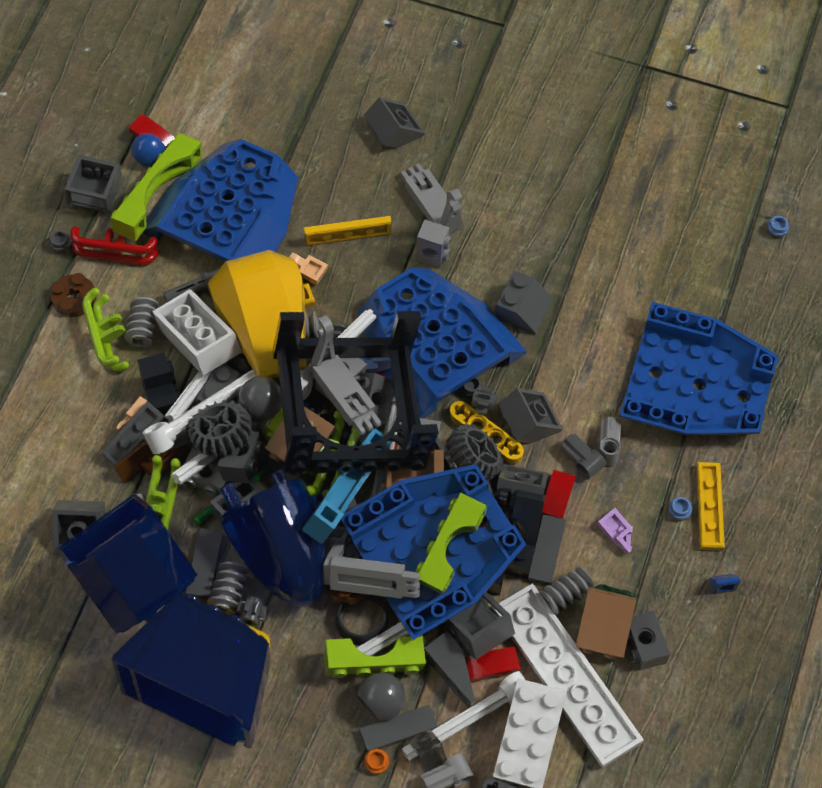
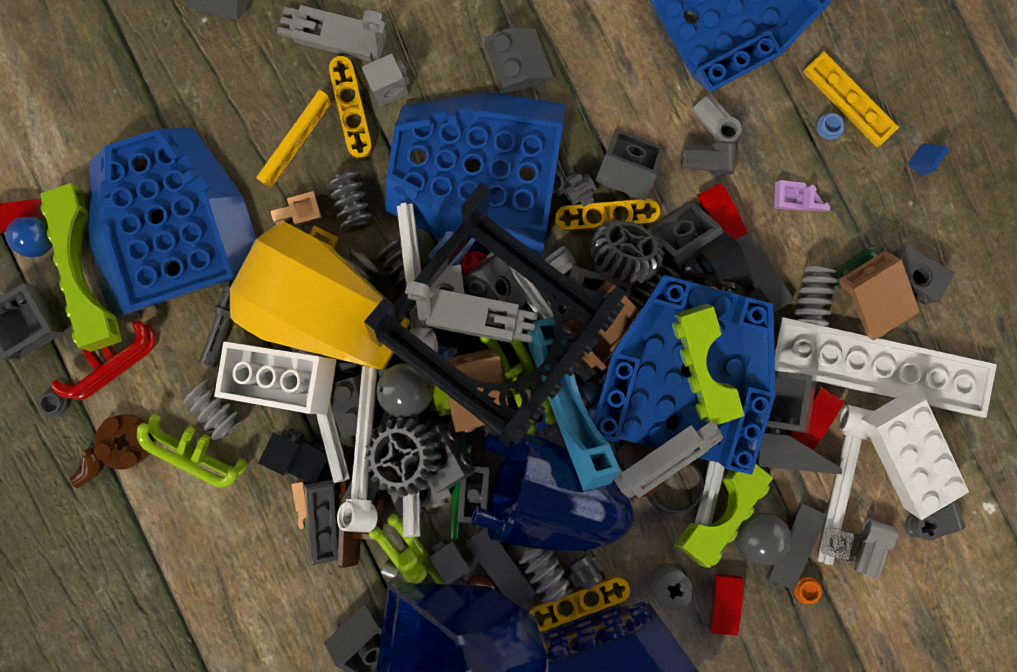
camera: 45 degrees left, 25 degrees up
(39, 291) = (89, 469): none -> reddish brown arm
(181, 526) = (449, 560): none -> dark grey brick
(294, 664) = (672, 597): none -> dark grey piece
(315, 717) = (727, 604): none -> red slope
(341, 288) = (349, 201): none -> dark grey piece
(397, 244) = (350, 108): none -> yellow beam

